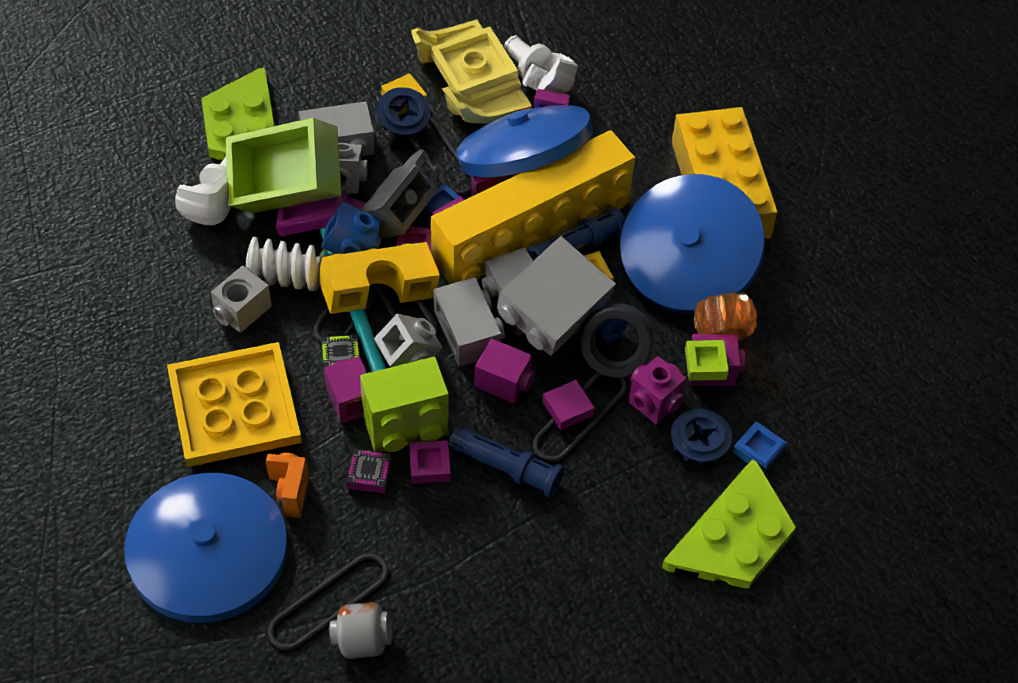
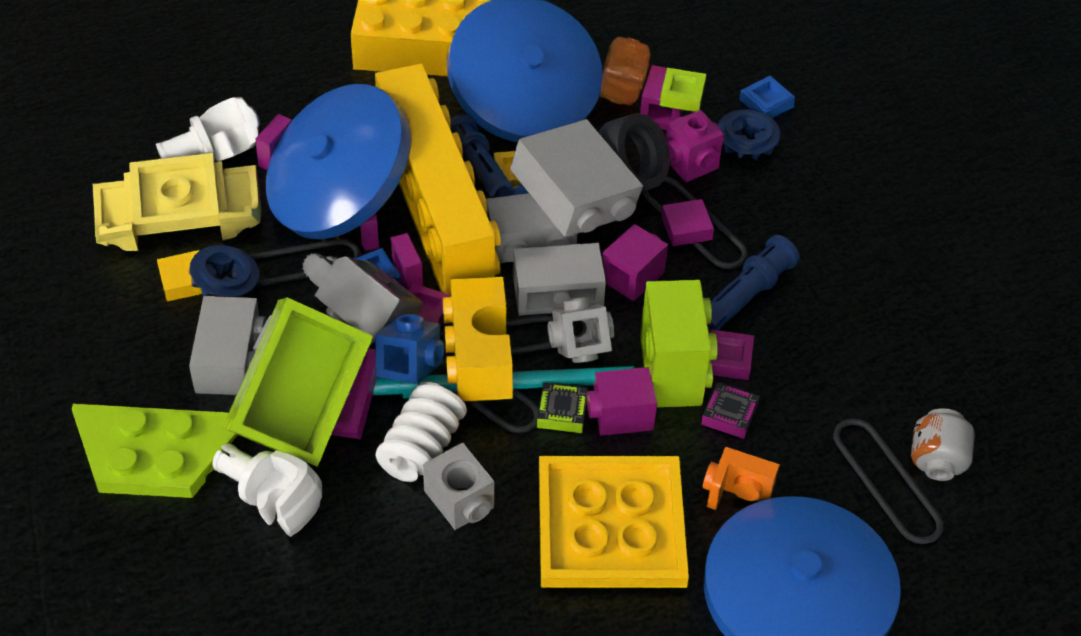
camera: 75 degrees left, 5 degrees down
(736, 533) = (859, 137): lime wing -> none

